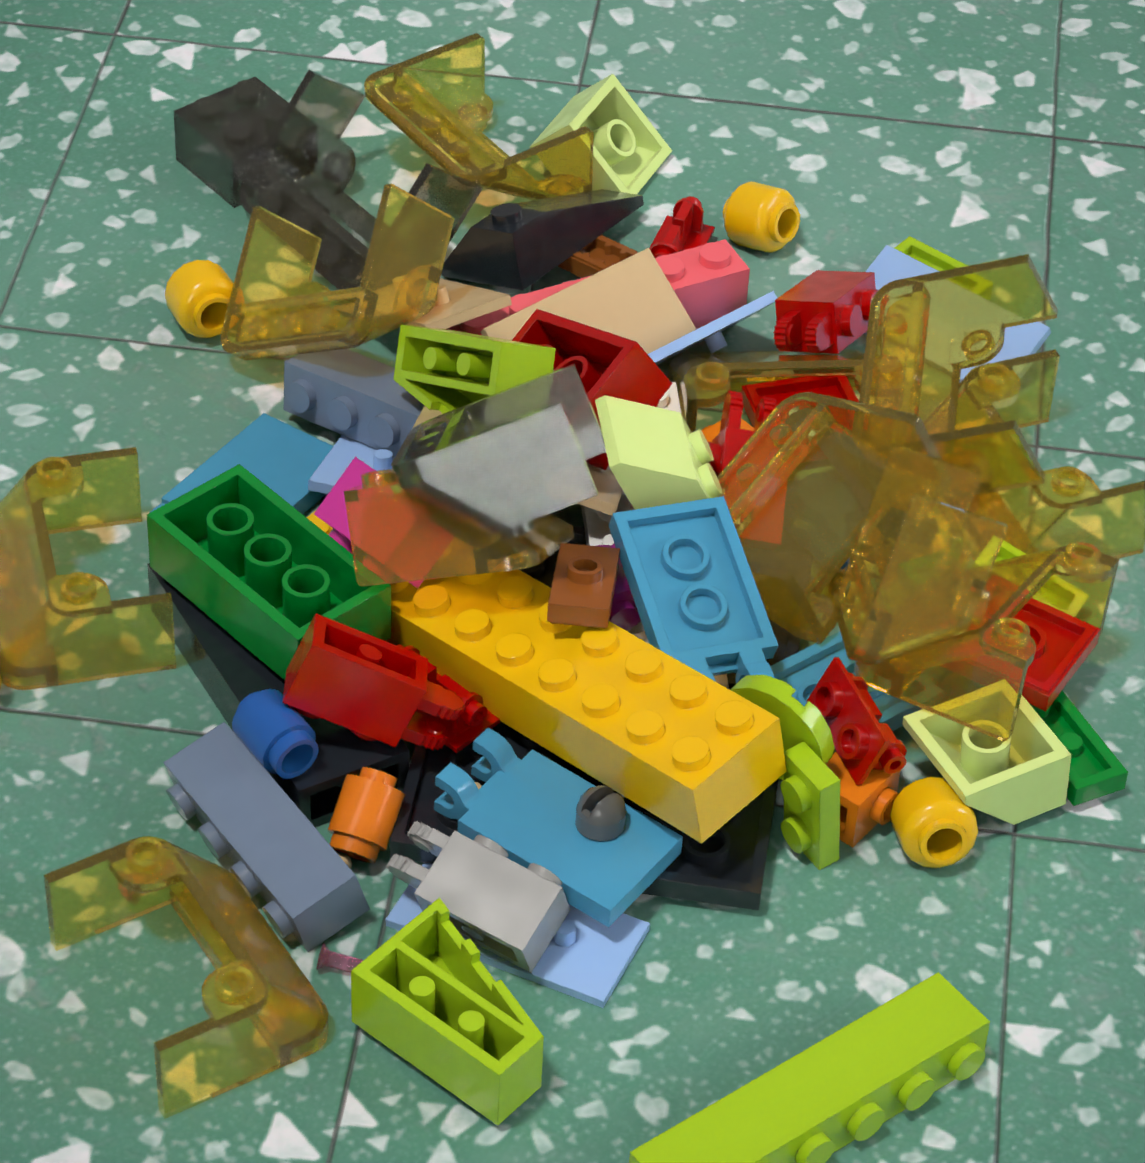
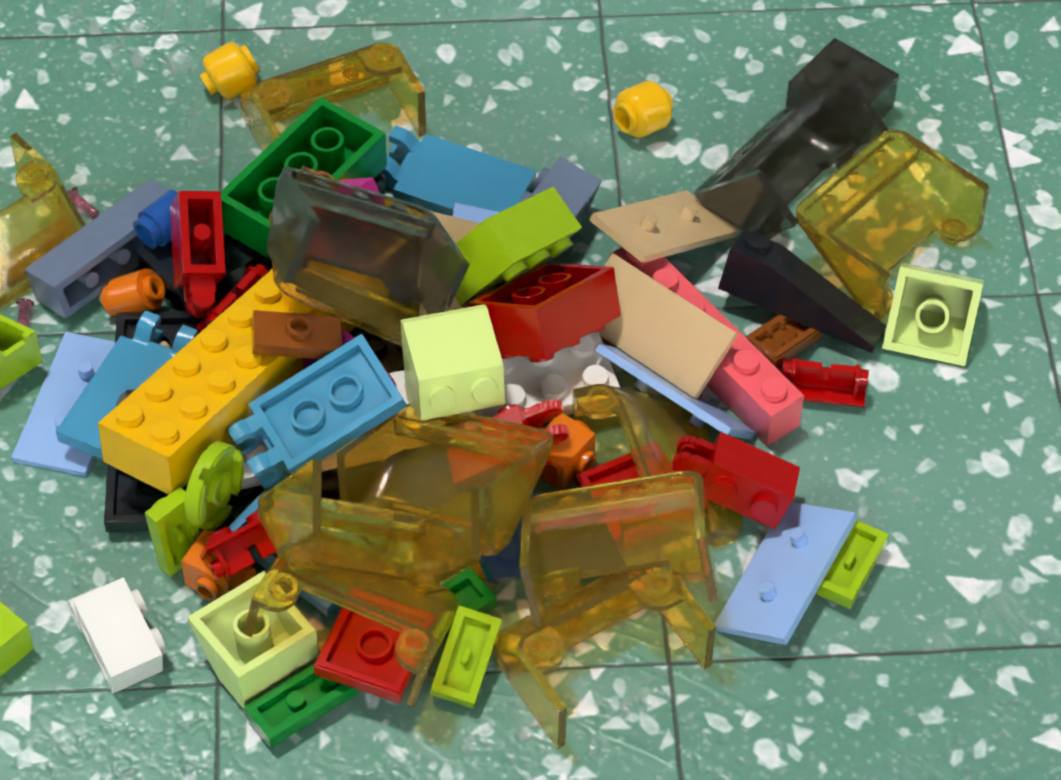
camera: 80 degrees right, 10 degrees up
(283, 313) = (636, 155): clear yellow windscreen -> none
(488, 895) = (62, 362): light grey hinge -> none
(761, 217) = (877, 429): yellow head -> none
(933, 823) = (174, 617): yellow head -> none
(947, 900) = (118, 633): none -> white hinge

